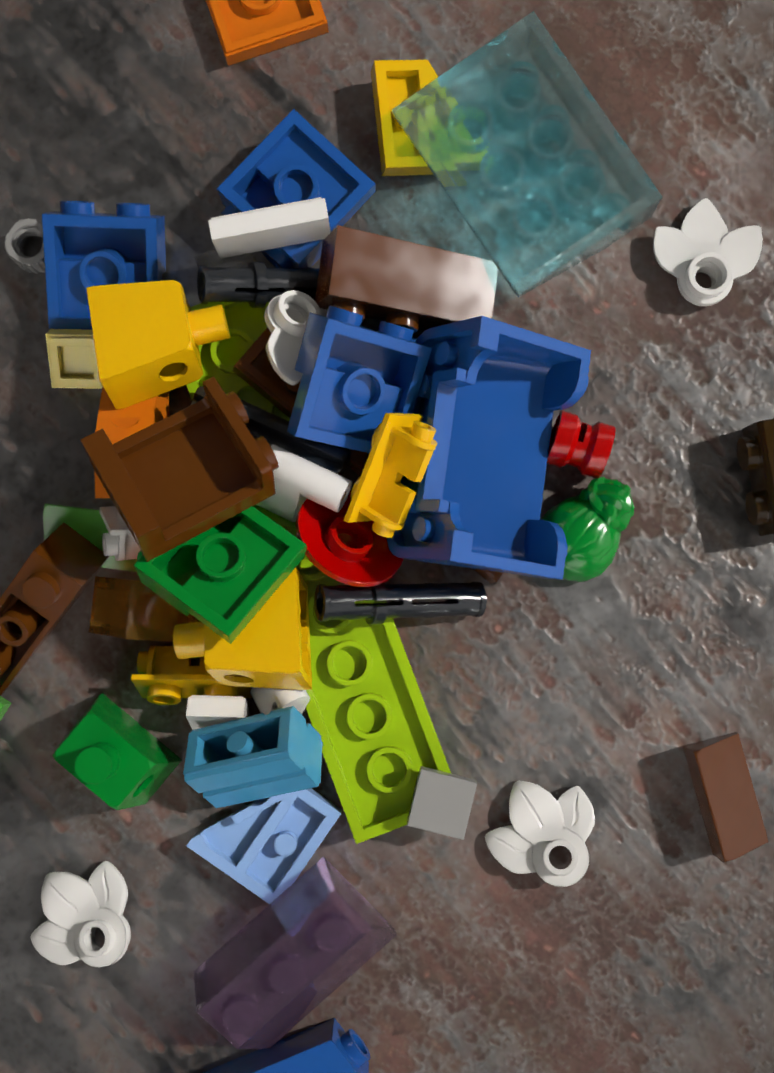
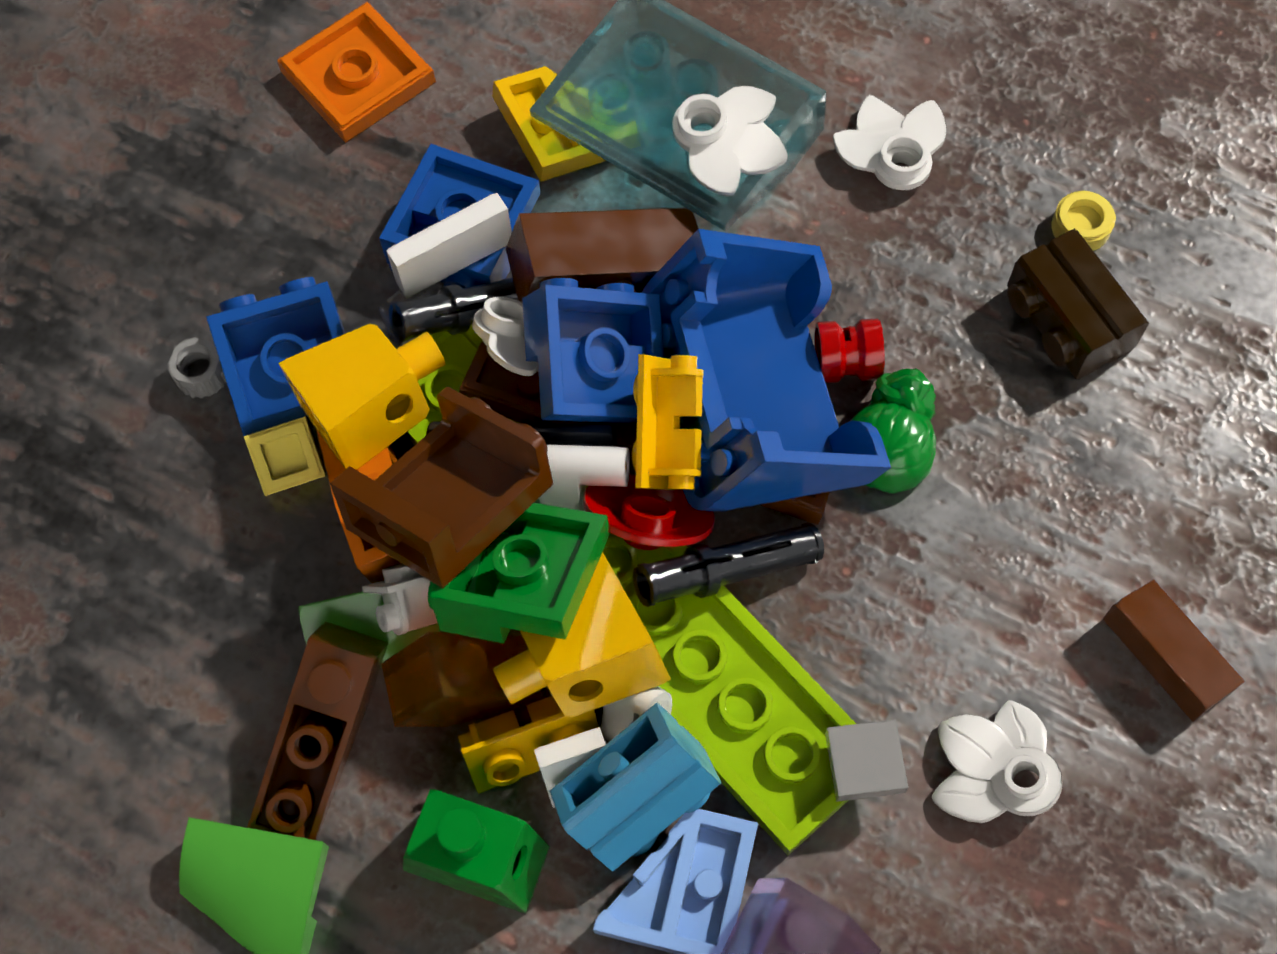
camera: 15 degrees left, 20 degrees down
(560, 221) = (736, 141): none -> white plate

